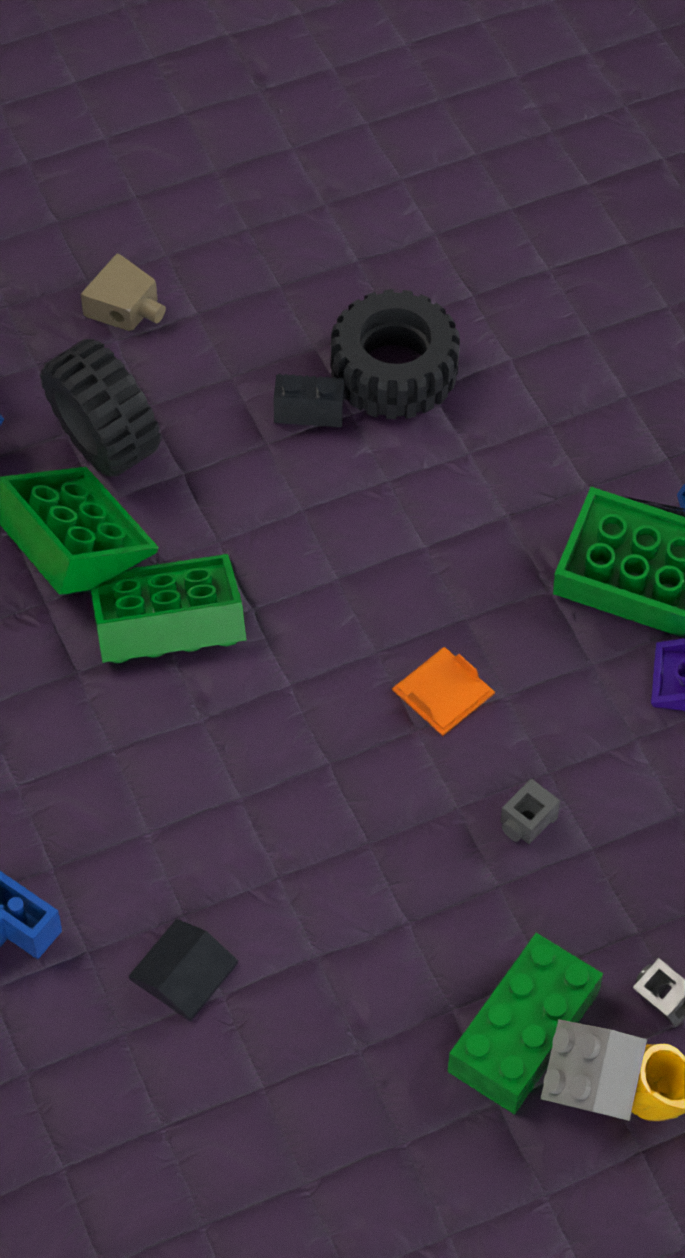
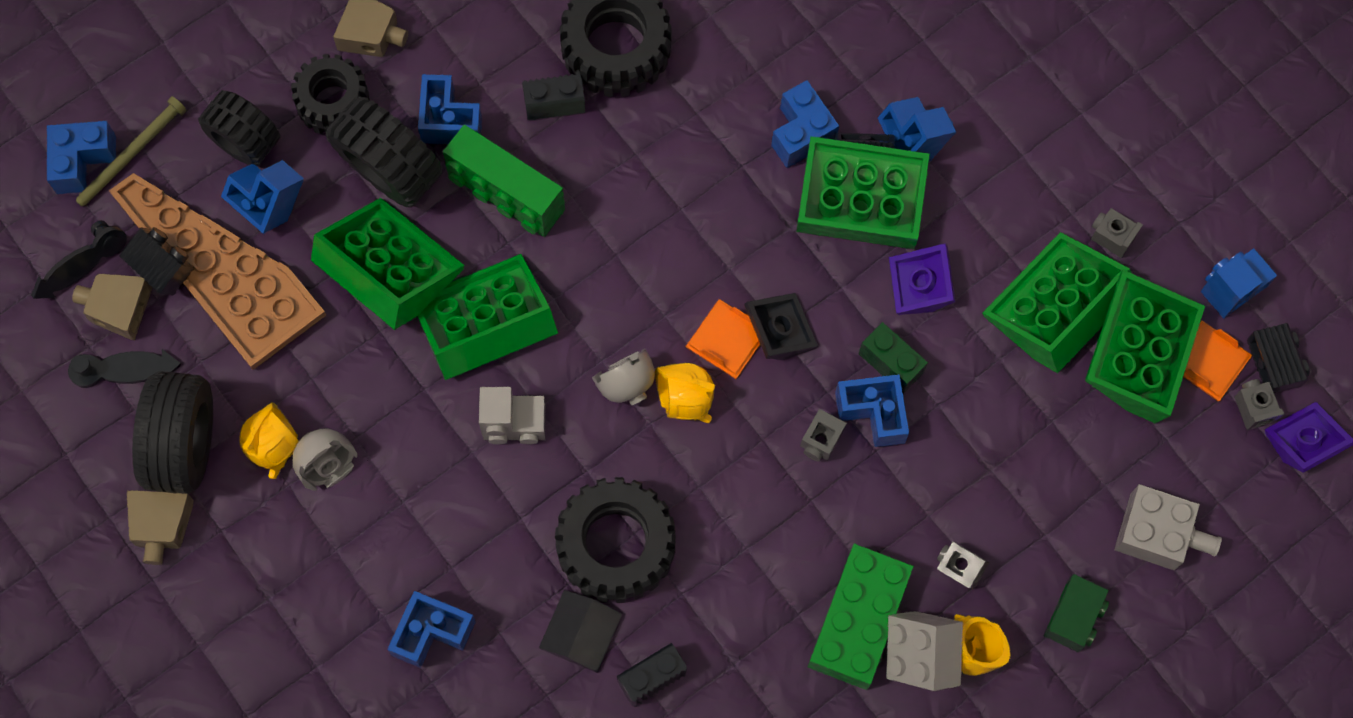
camera: 15 degrees left, 15 degrees up
(52, 332) = (319, 76): none -> black tyre
(165, 716) = (510, 416): none -> light grey brick
(181, 397) = (439, 115): none -> blue brick
(228, 470) = (504, 181): none -> green brick
(246, 827) = (605, 500): none -> black tyre
(254, 1032) = (652, 674): none -> black brick
(312, 701) = (627, 378): none -> light grey cylinder
(378, 730) = (685, 391): none -> yellow helmet
(509, 687) = (781, 326): none -> black slope
(589, 465) = (806, 118): none -> blue brick
(603, 785) = (880, 401): none -> blue brick
(634, 746) = (892, 356): none -> dark green brick

